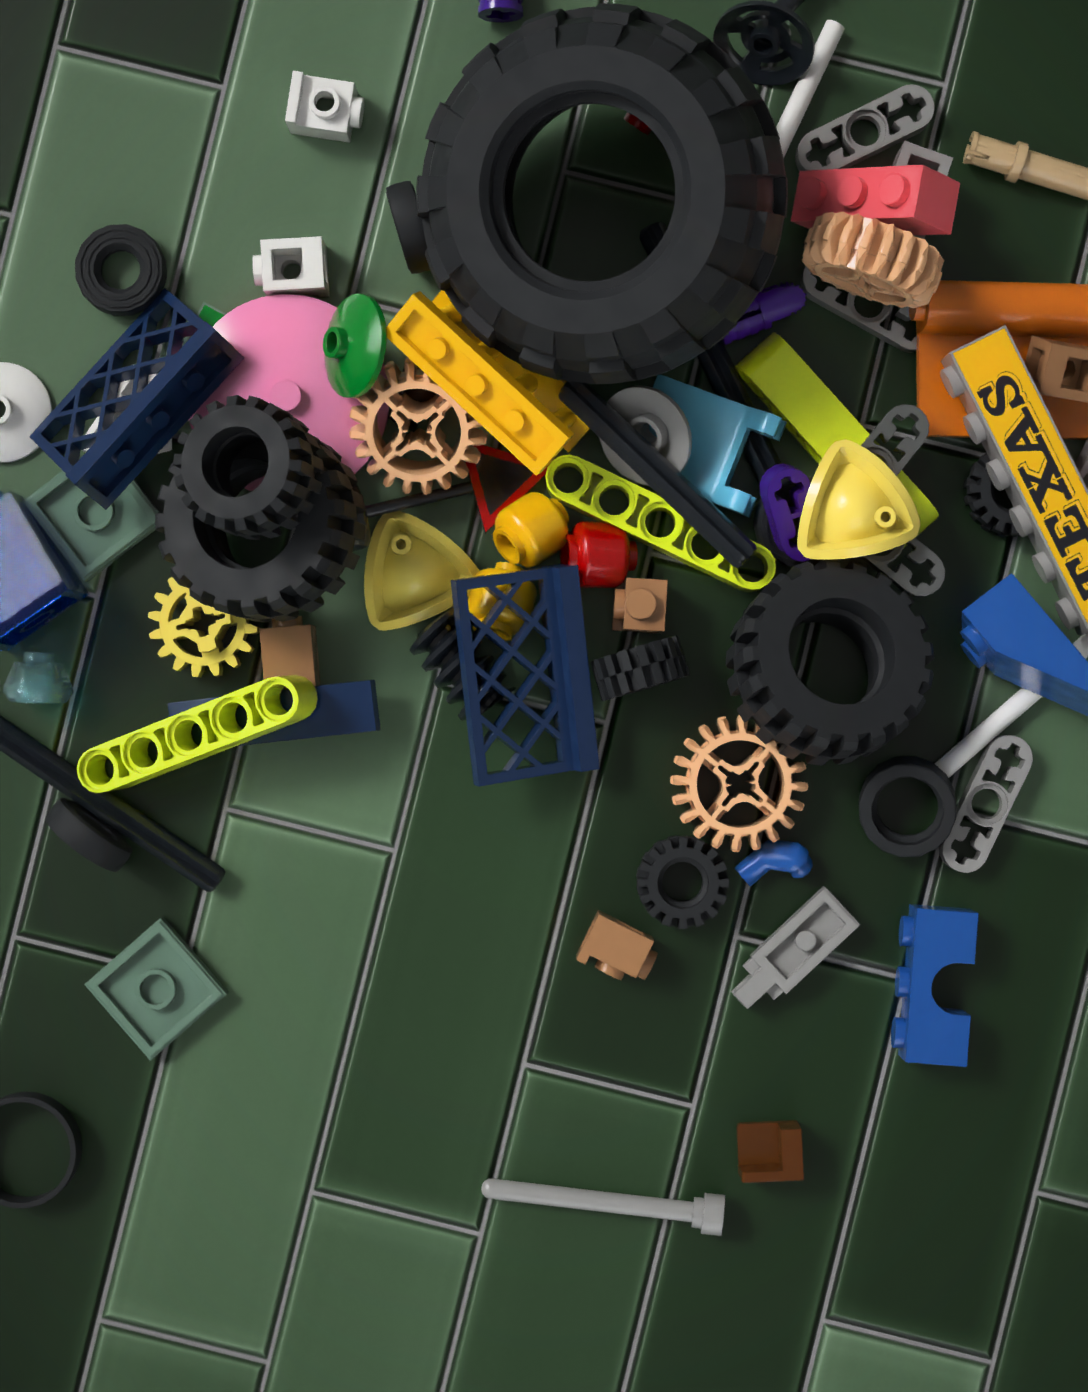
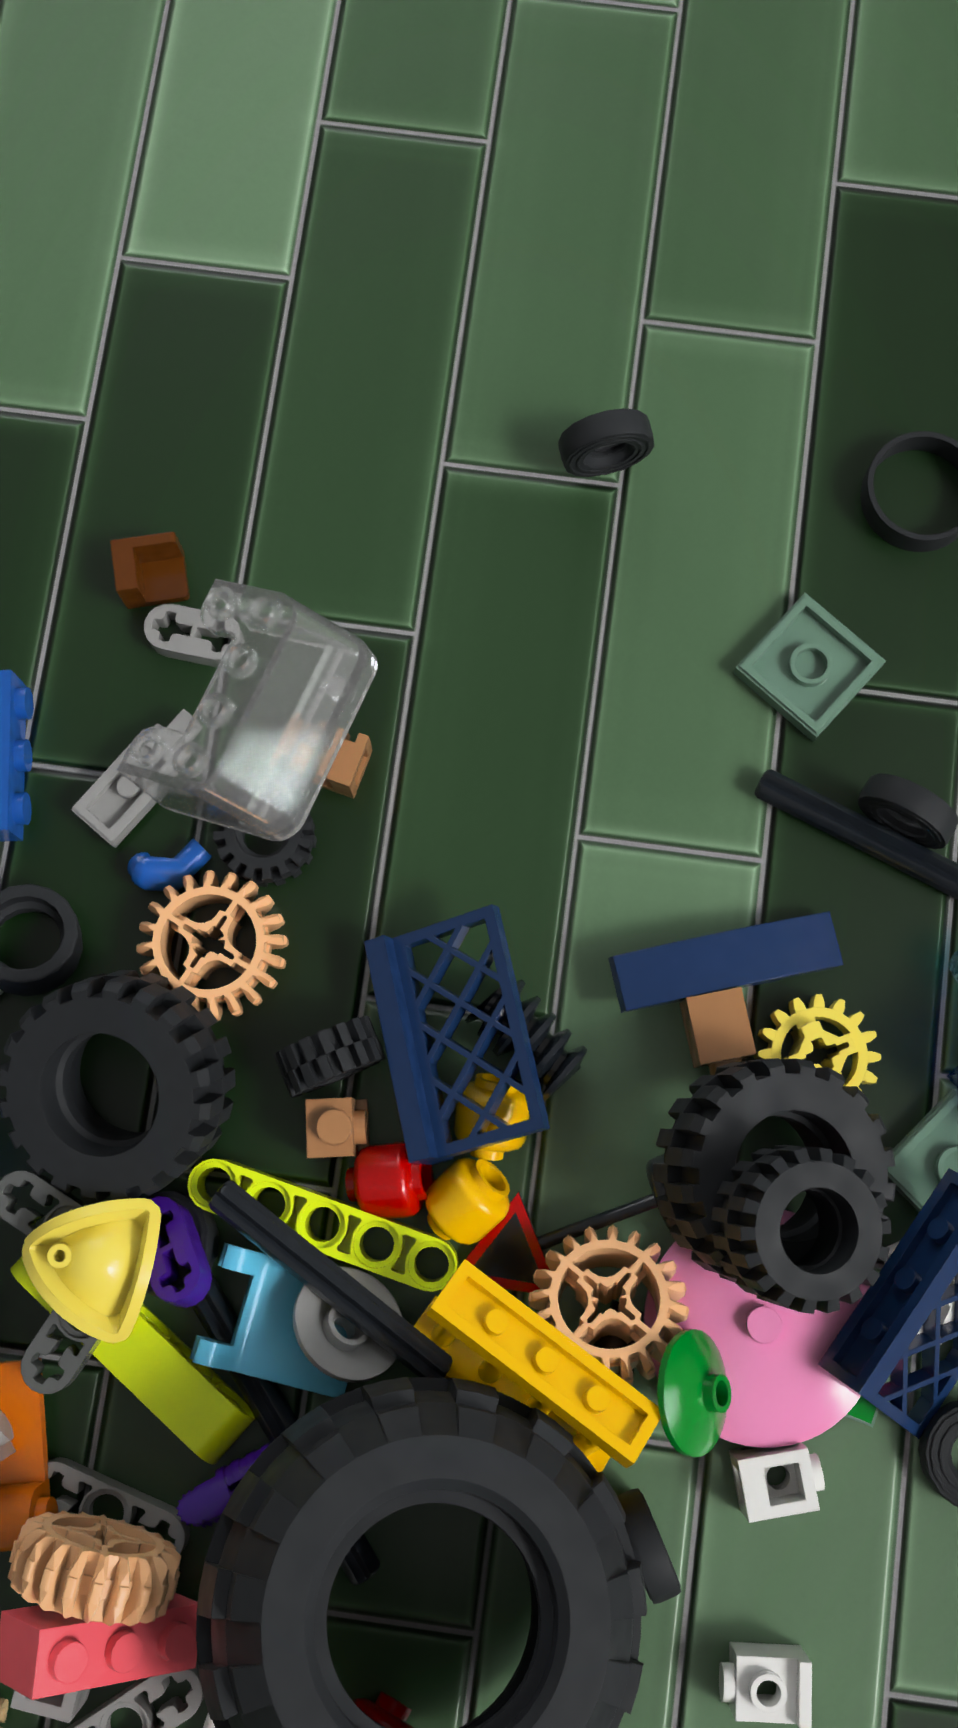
camera: 175 degrees right, 10 degrees down
(175, 740) = (790, 944): neon yellow beam -> none
(320, 1227) = (606, 442): none -> black tyre
(410, 571) = (596, 1138): light yellow hat -> none
(667, 982) = (265, 719): none -> clear windscreen
(703, 1213) = (214, 504): light grey piece -> none
(728, 1094) = (180, 646): none -> light grey beam

